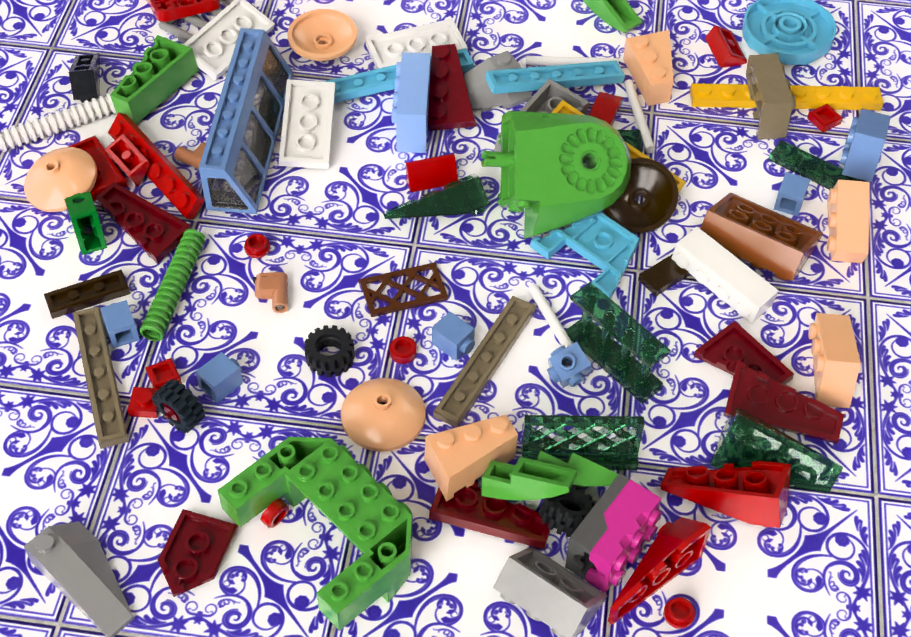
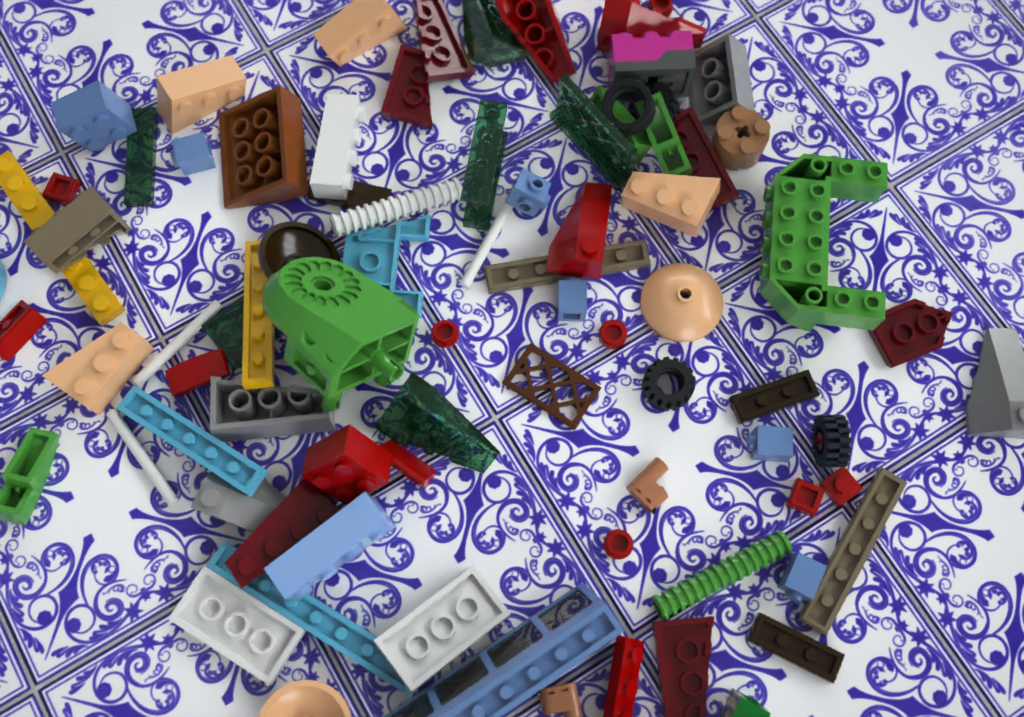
camera: 130 degrees left, 20 degrees up
(249, 415) = (773, 396): none -> dark brown tile
(453, 125) = (347, 464): none -> red brick
(478, 555) = (740, 138): none -> medium nougat brick
(497, 377) = (582, 236): none -> red wedge
(504, 250) = (445, 333): none -> red plate
(569, 466) = (620, 88): none -> black tyre
(637, 265) = (396, 207): none -> white piece

